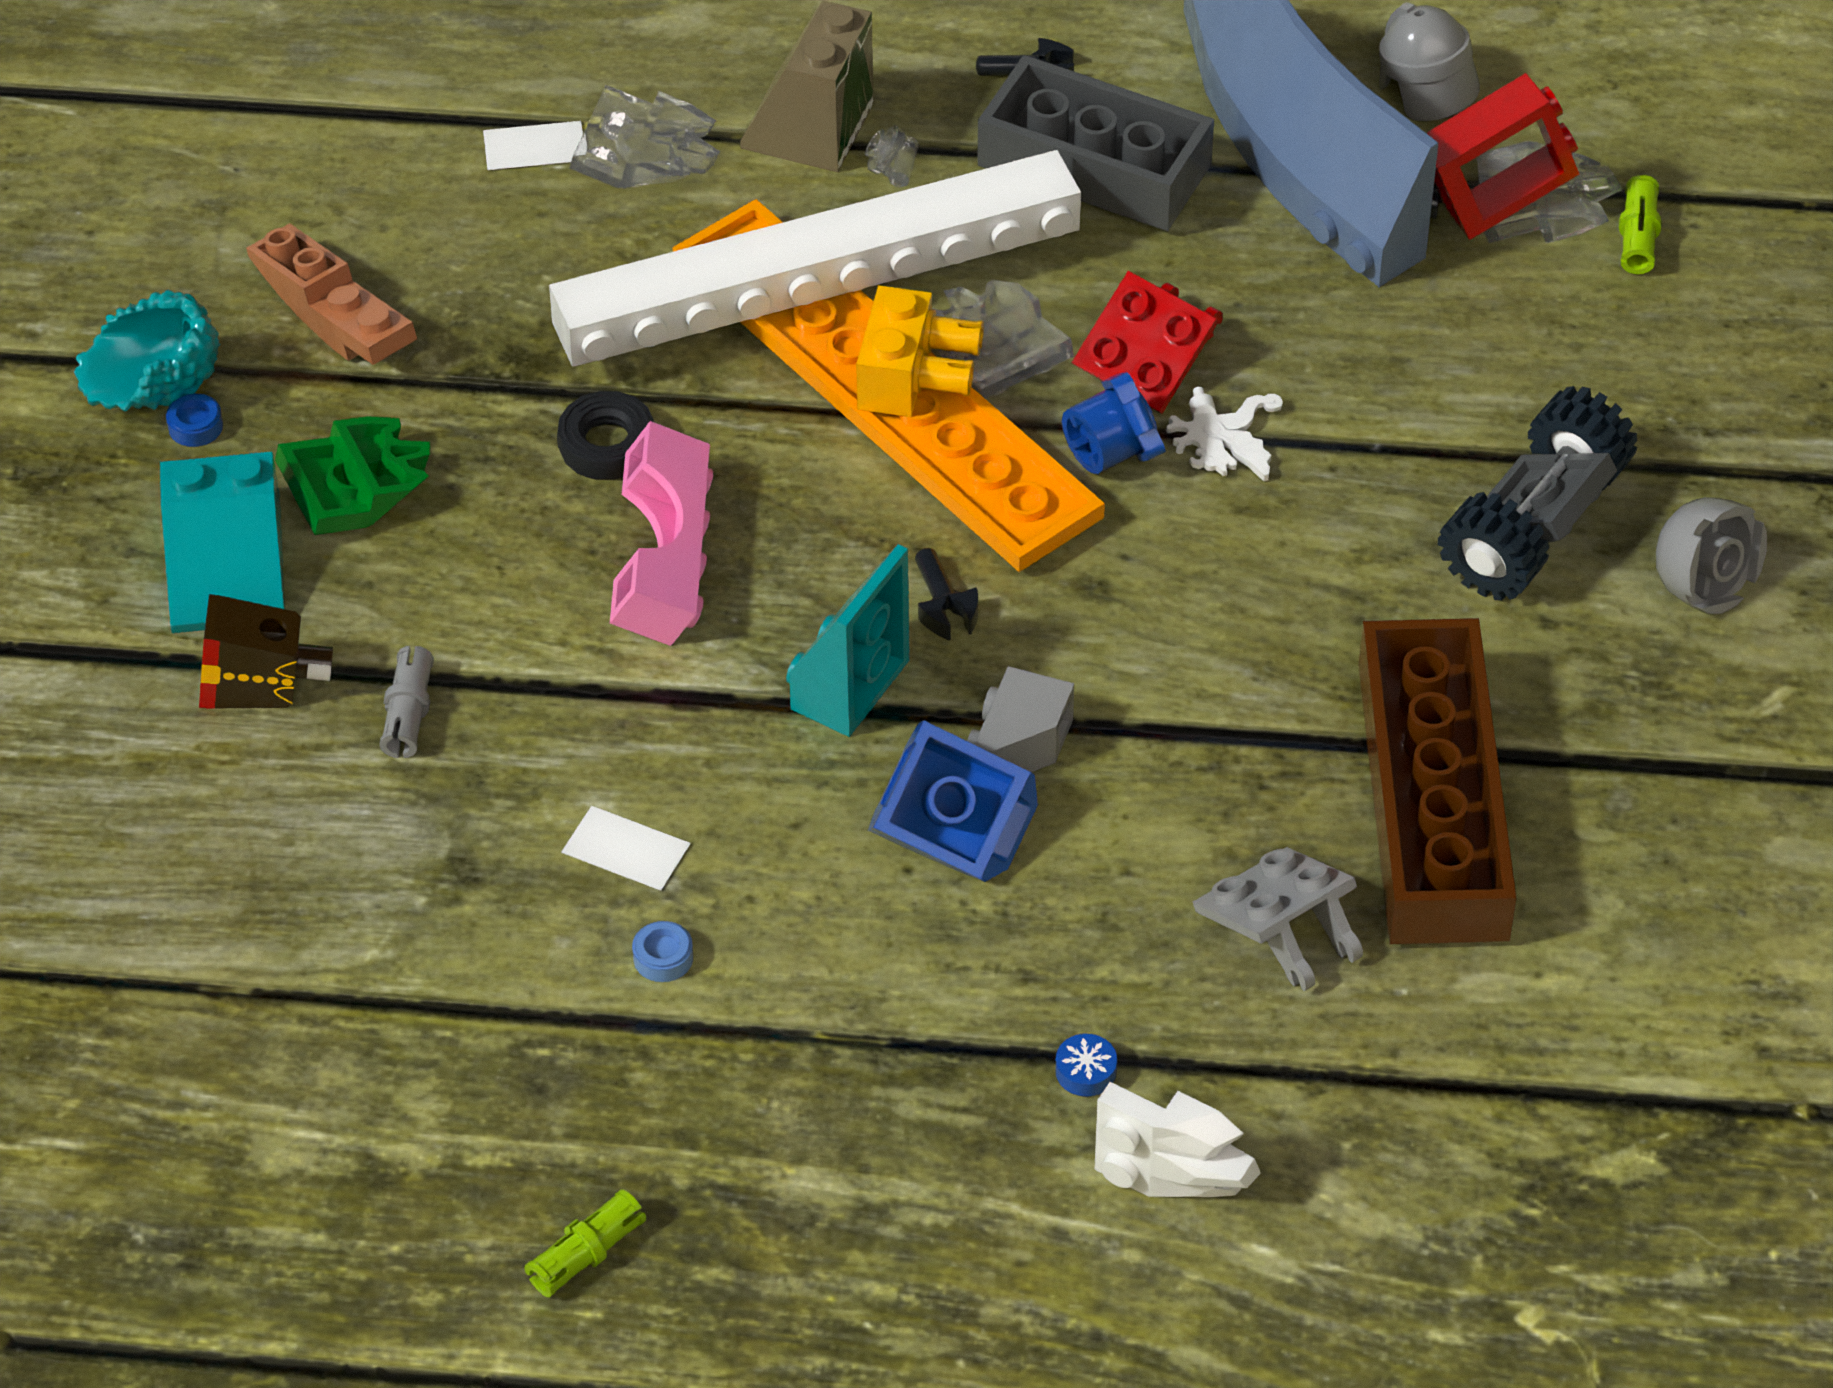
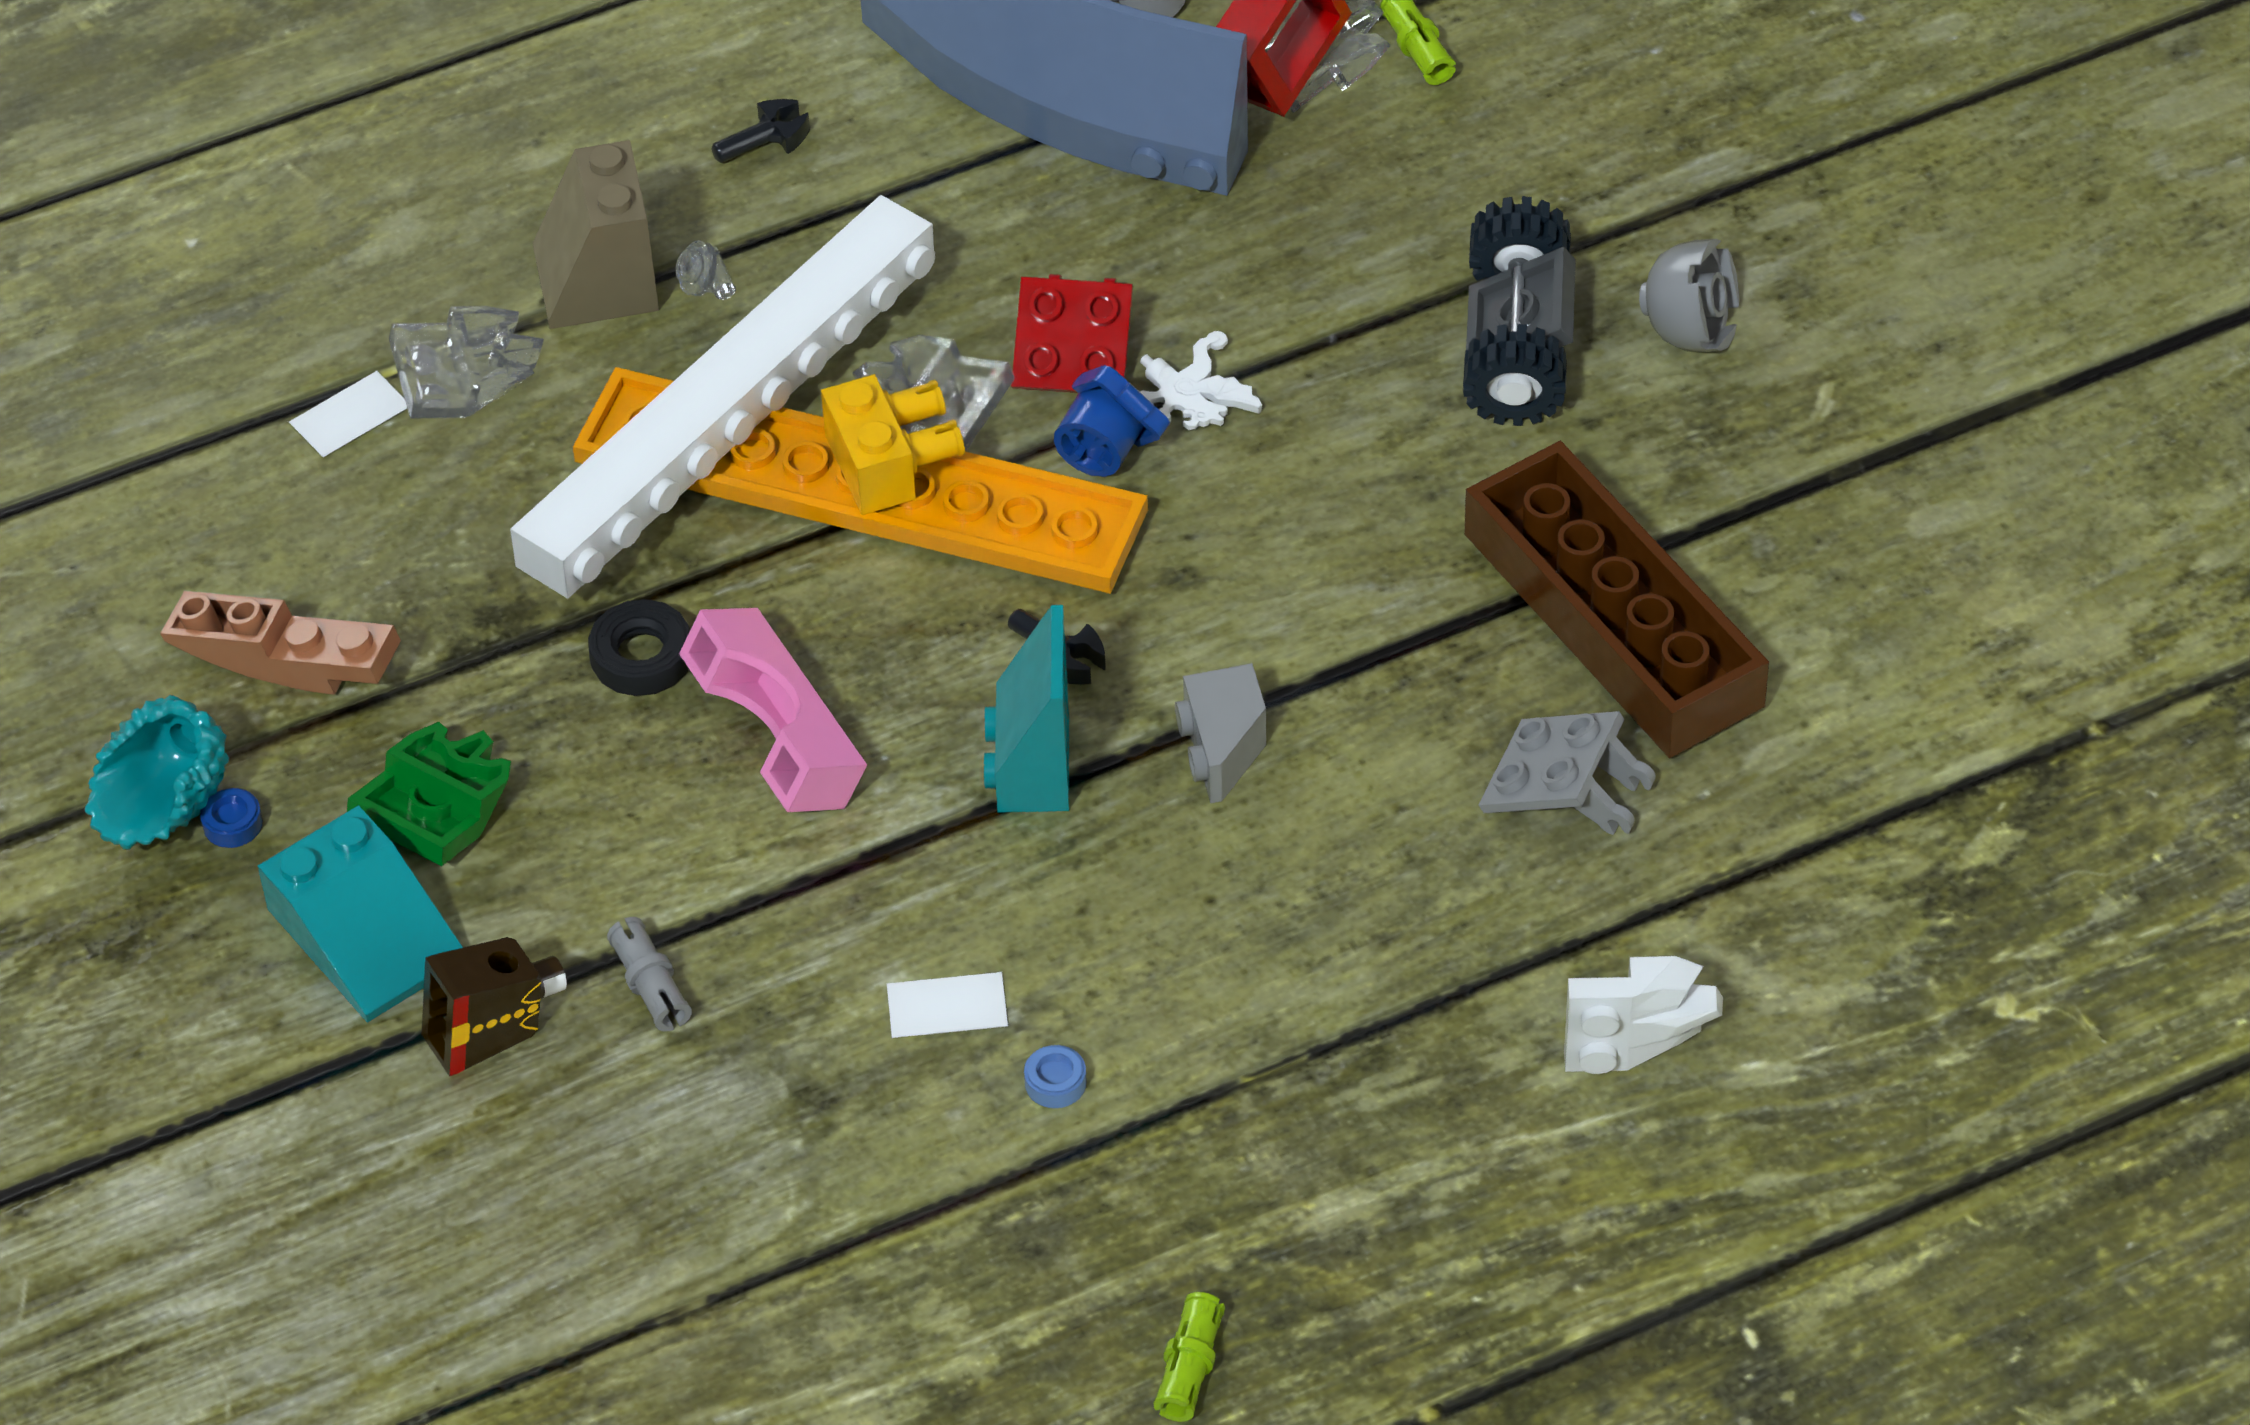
camera: 30 degrees left, 0 degrees up
(956, 803) = (1220, 817): blue slope -> none
(1086, 1064) = (1496, 986): blue tile -> none
(1117, 144) = (927, 161): dark grey brick -> none

